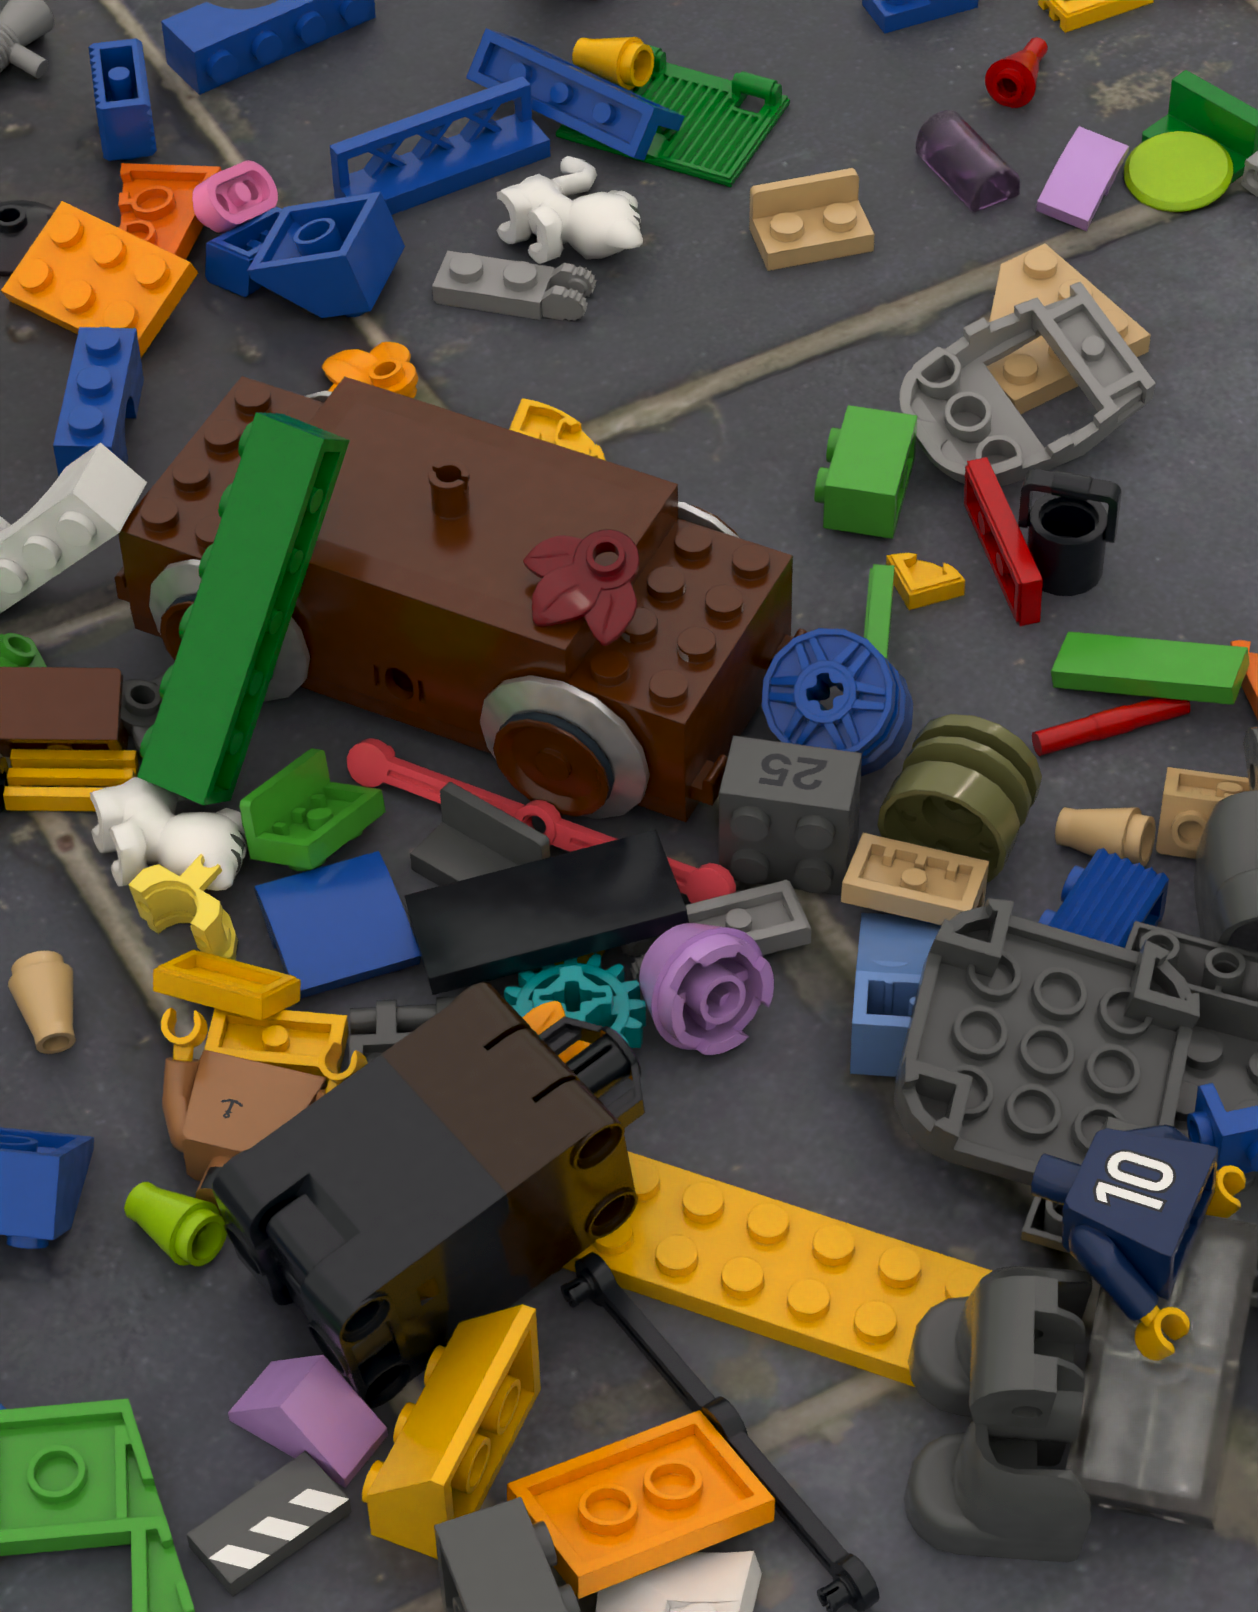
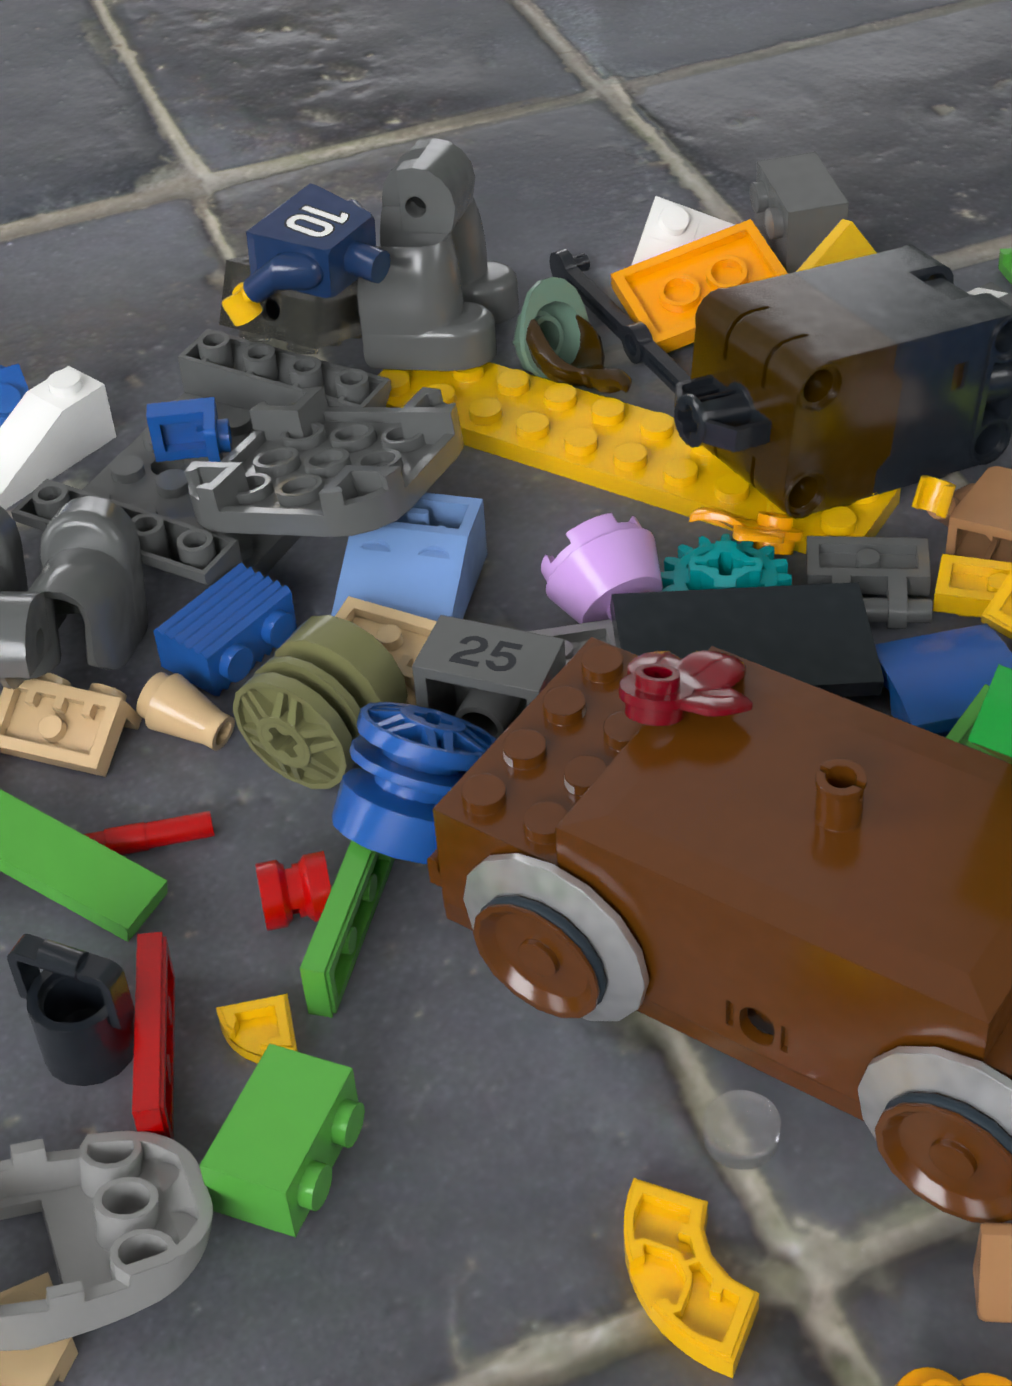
camera: 170 degrees left, 5 degrees down
(814, 1368) = (560, 343): none -> piece
(932, 664) = (293, 890): none -> red wheel

